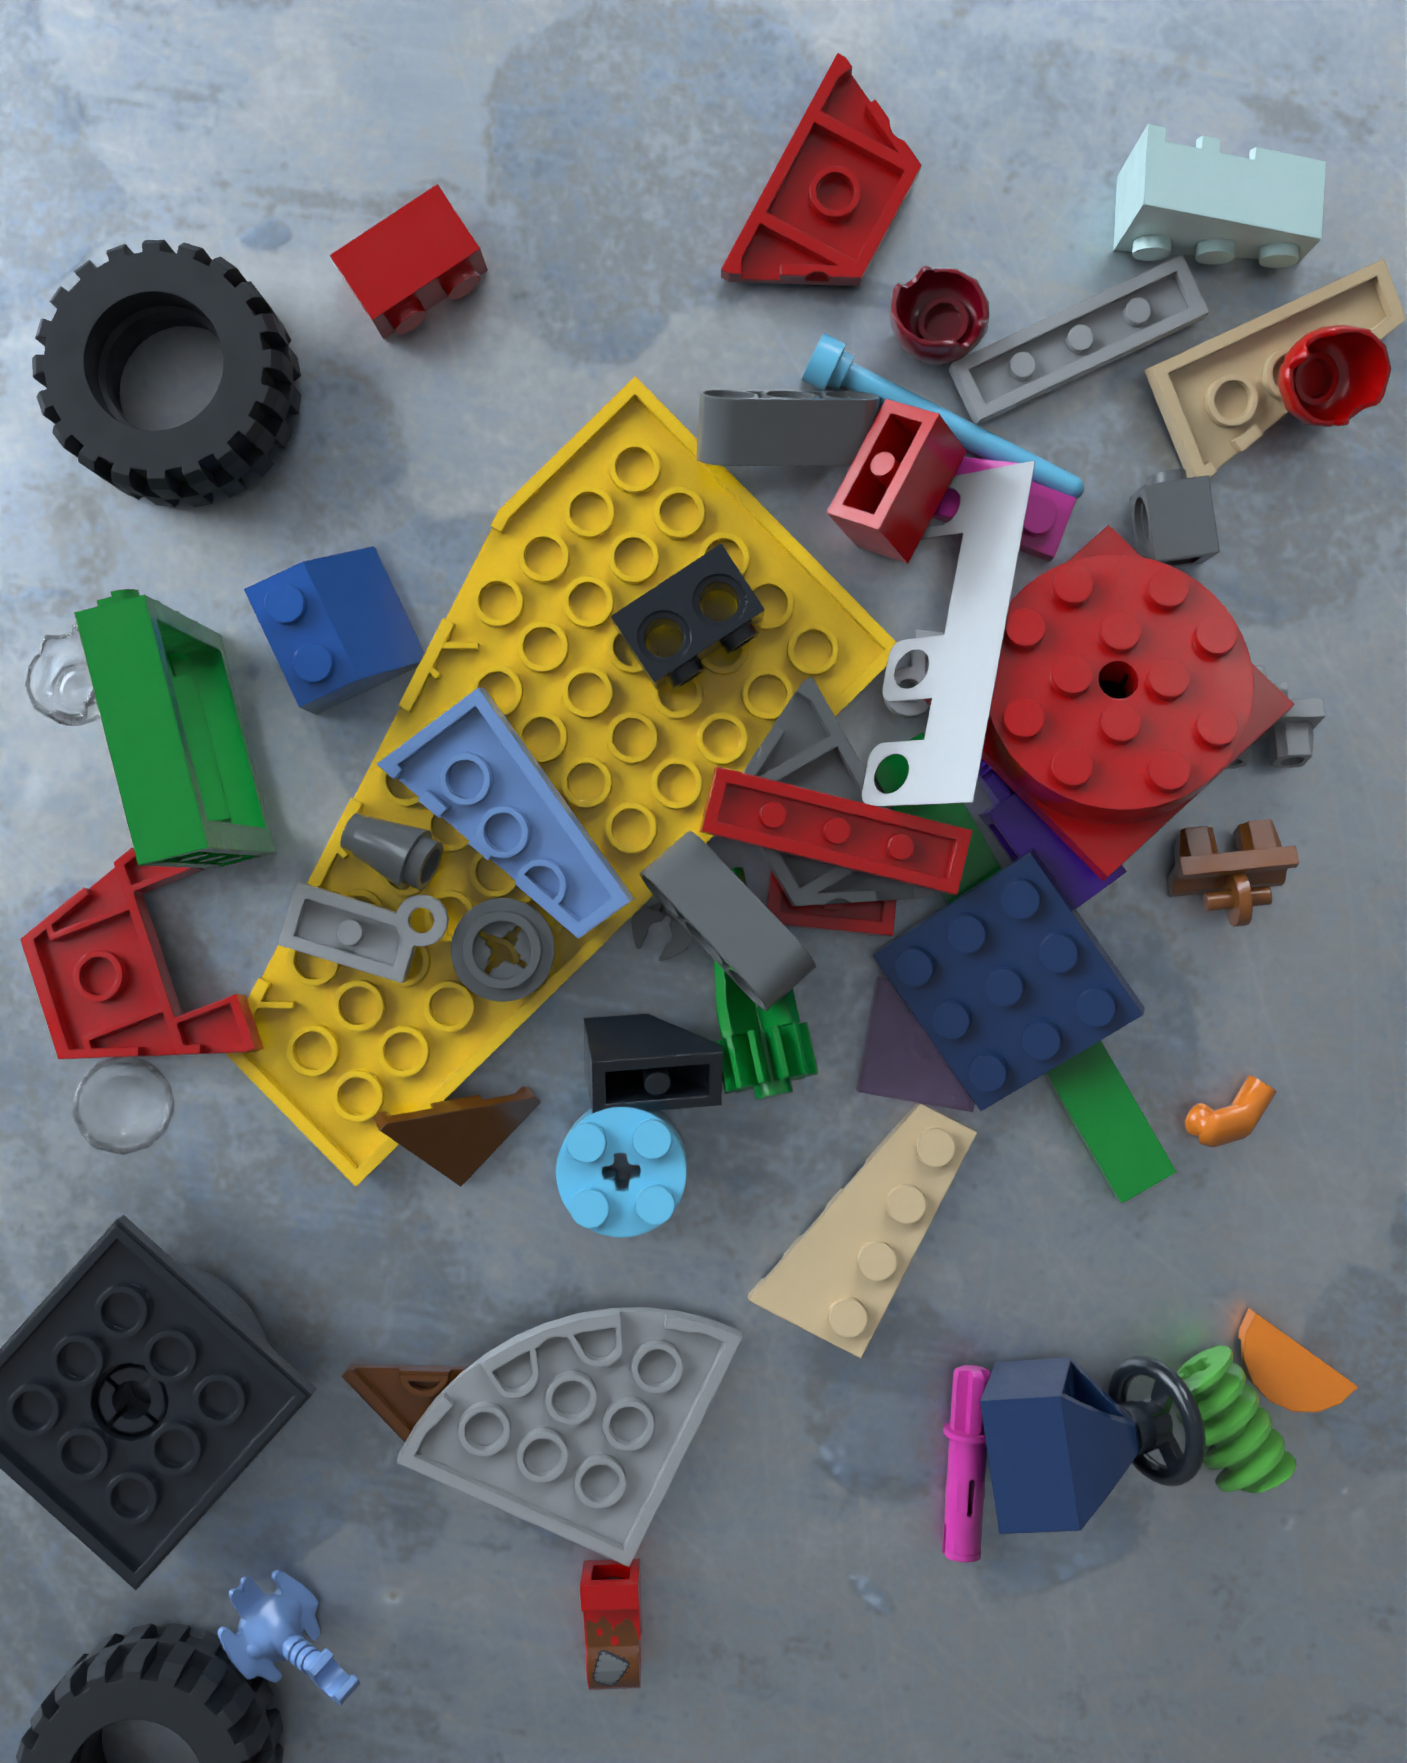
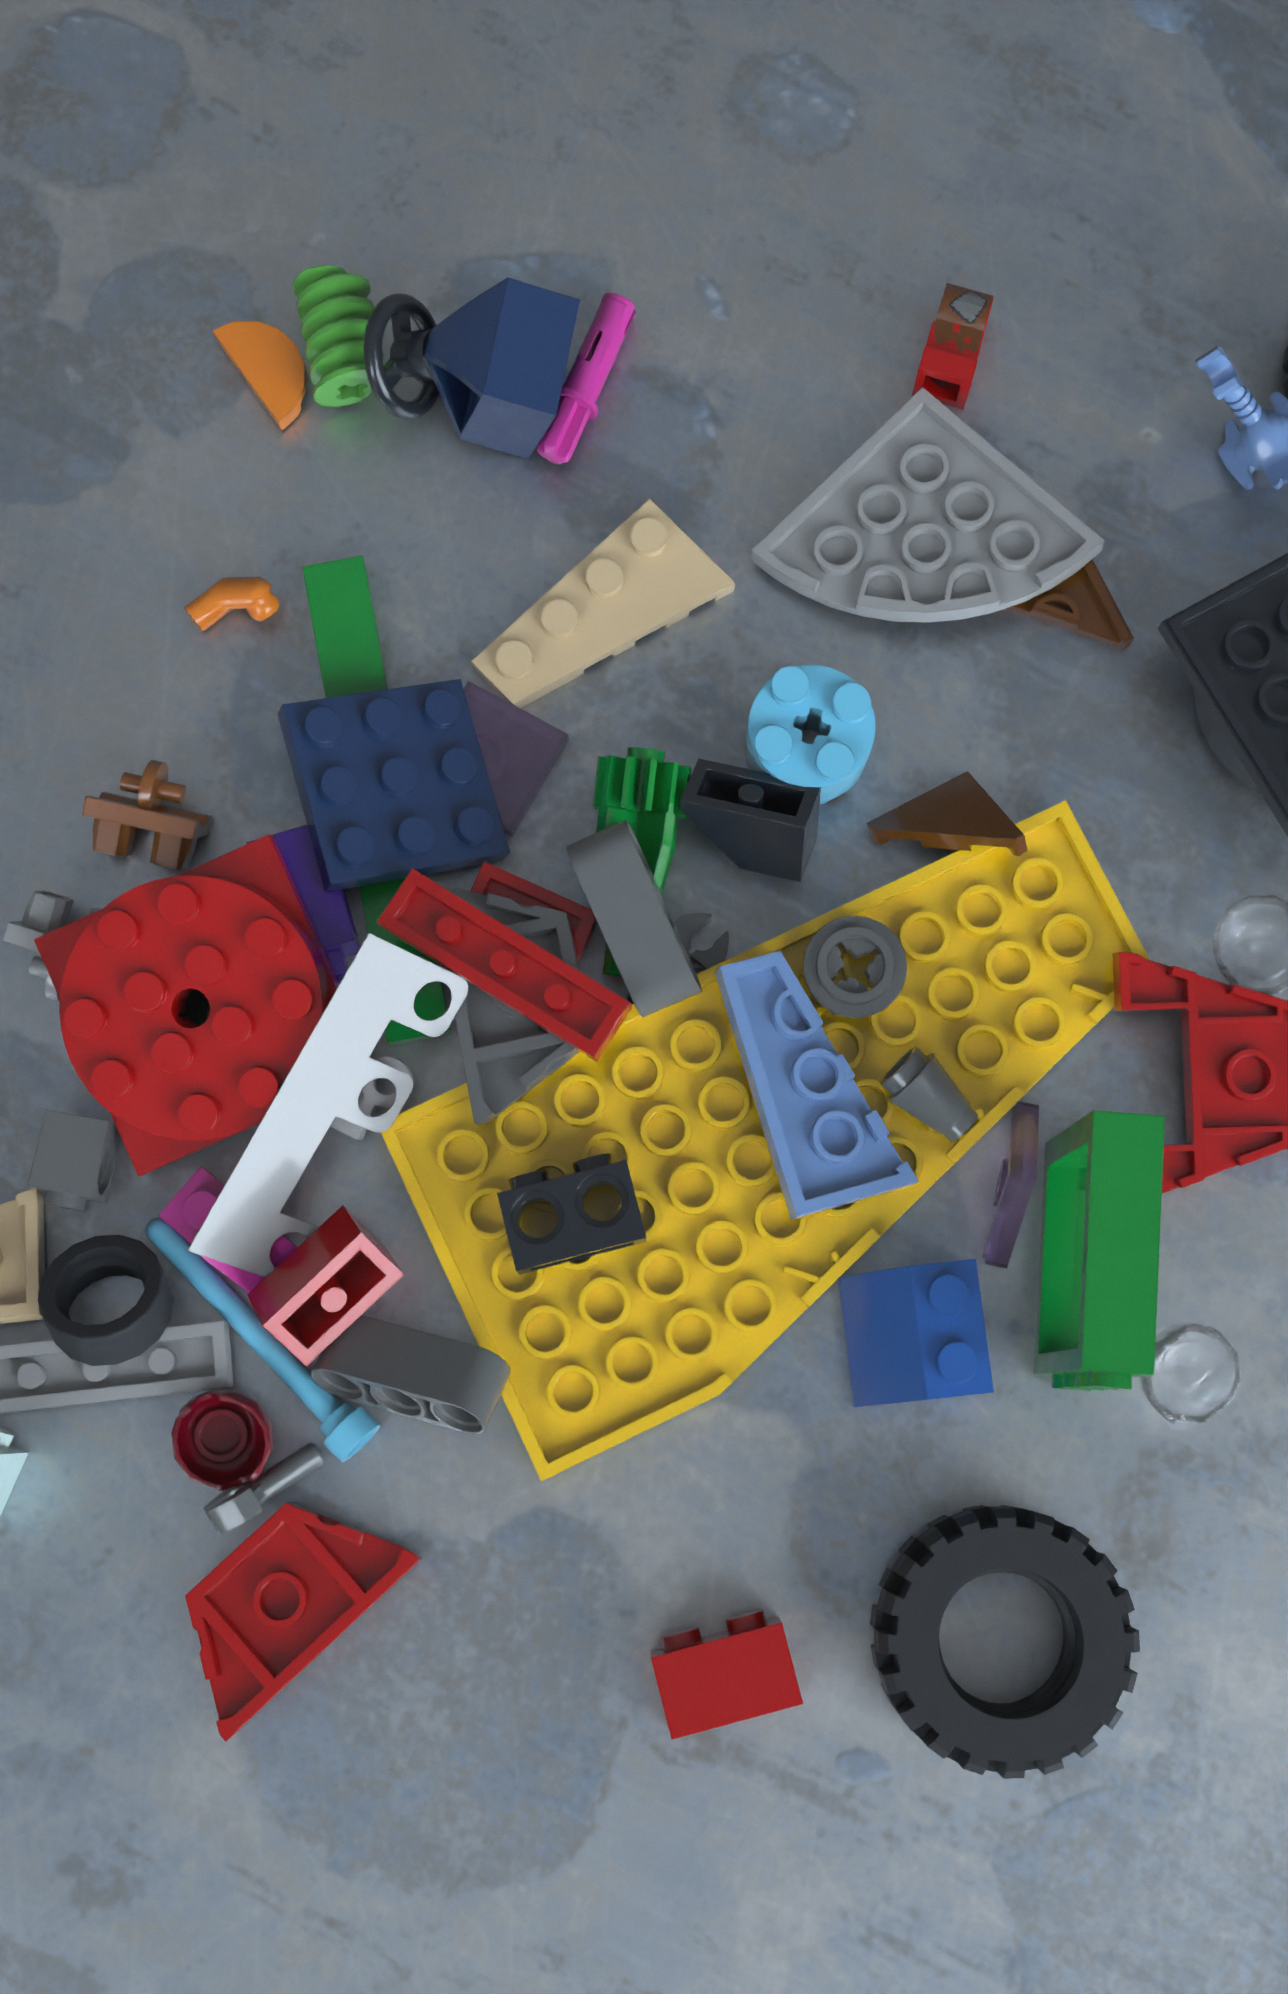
camera: 160 degrees left, 10 degrees down
(289, 800) = (1014, 1184): none -> clear purple tile
(358, 931) = (986, 1029): light grey hinge -> none
(901, 262) = (245, 1501): none -> dark grey bar
(1133, 419) = (91, 1262): none -> black tyre

